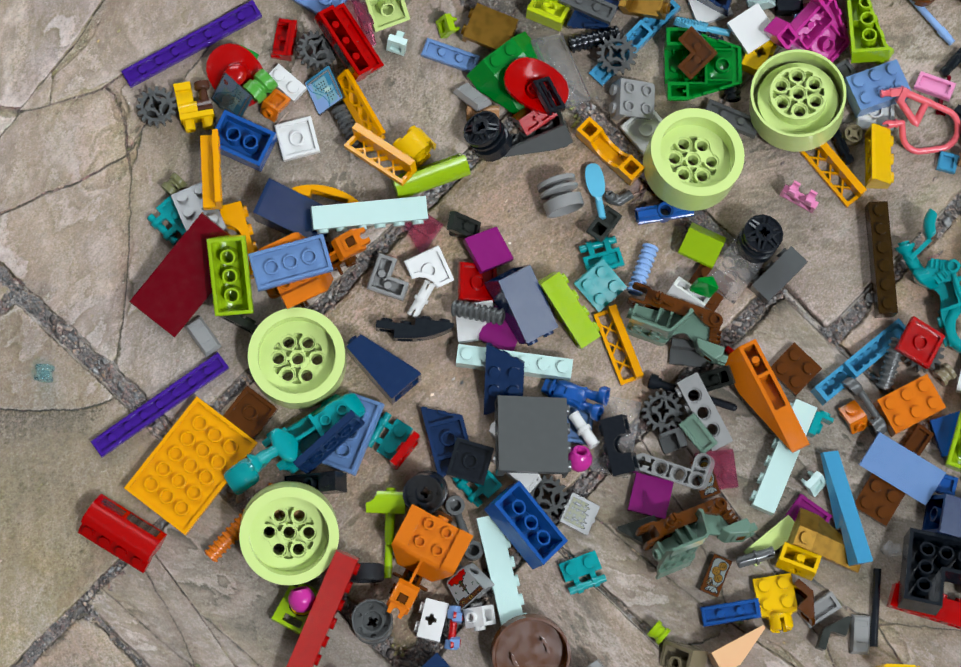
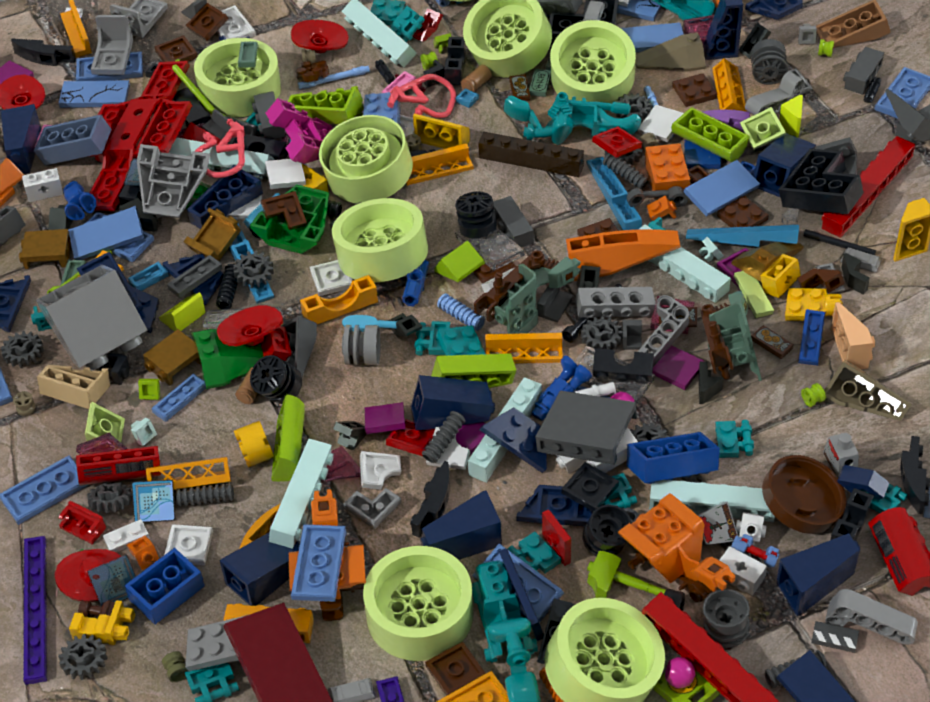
camera: 60 degrees left, 30 degrees down
(211, 171) = (183, 609): light orange fence -> none
(230, 275) = (305, 618): lime brick -> none
(246, 324) = (348, 651): pearl dark grey slope -> none
(260, 86) = (117, 545): bright green wheel -> none
(384, 149) = (245, 458): light orange fence -> none
(421, 299) = (406, 484): white pin -> none
(472, 97) = (230, 386): light grey tile -> none
(545, 95) = (265, 317): black tile -> none
(579, 513) = (674, 422): piece -> none
(618, 200) = (387, 311): dark grey arm -> none
(631, 99) = (298, 275): light grey bracket -> none
(698, 433) = (635, 306): sand green tile -> none
(704, 286) = (501, 262): green slope -> none
(755, 557) = (766, 303): dark grey axle -> none
(804, 201) = (448, 190): bright pink plate -> none

